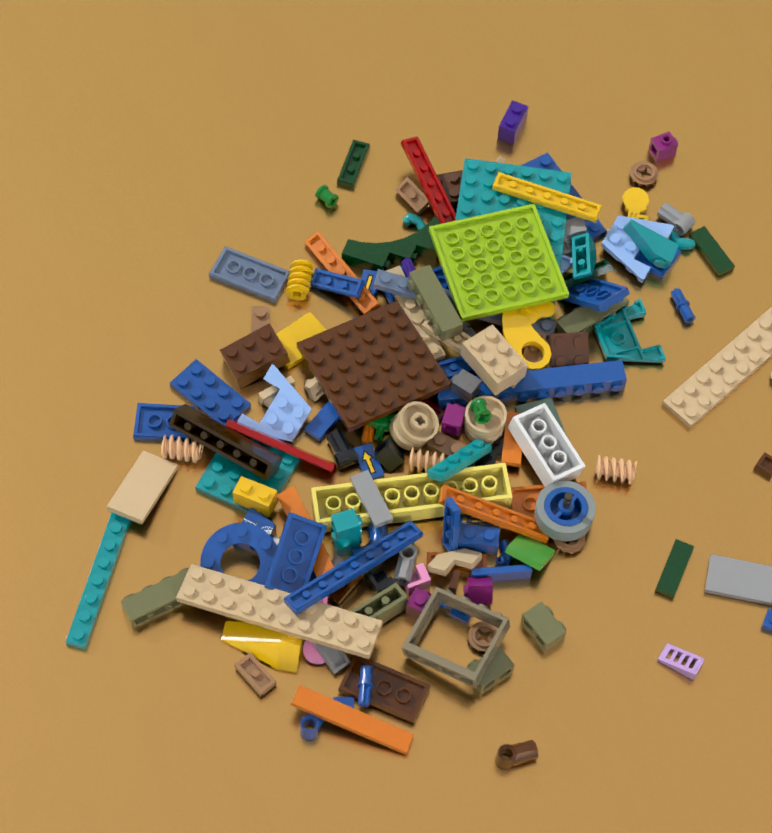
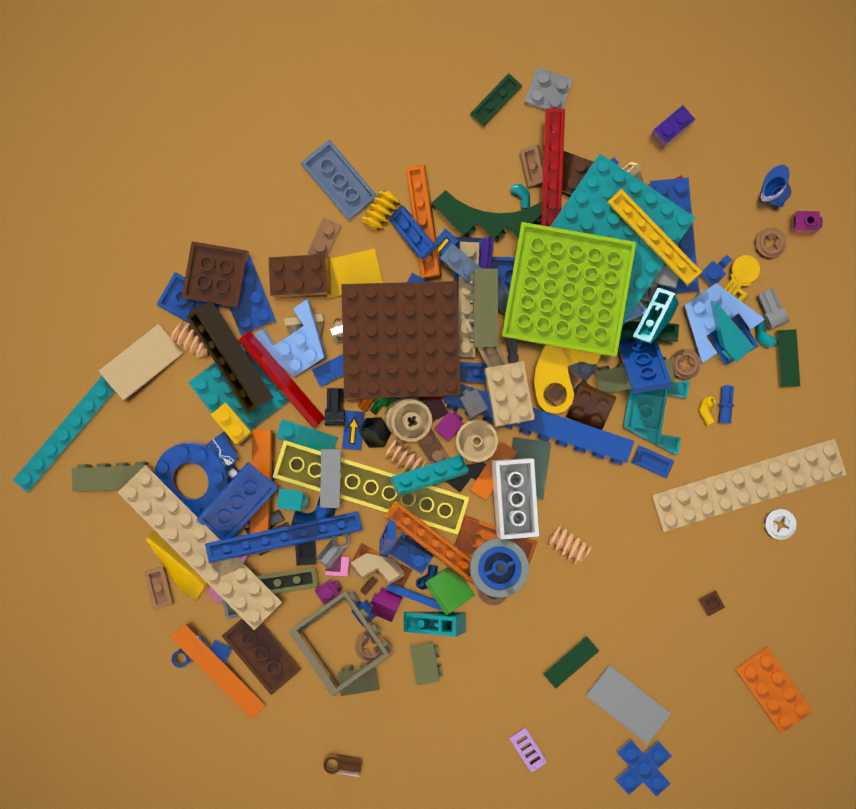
camera: 30 degrees right, 25 degrees up
(177, 383) = (215, 274): none -> reddish brown plate
(320, 478) = (305, 436): none -> teal slope
(326, 196) = (451, 128): green bush -> none
(365, 685) = (243, 647): blue axle -> none
(389, 139) = (548, 89): none -> light grey plate
(482, 410) = (472, 437): green bush -> none
(532, 588) = (435, 623): none -> teal slope
(611, 212) = (714, 272): none -> blue plate
(623, 130) = (776, 186): none -> blue piece
(634, 285) = (693, 359): none -> medium nougat gear
(647, 376) = (652, 461): none -> blue tile
(667, 317) = (706, 408): none -> yellow arm

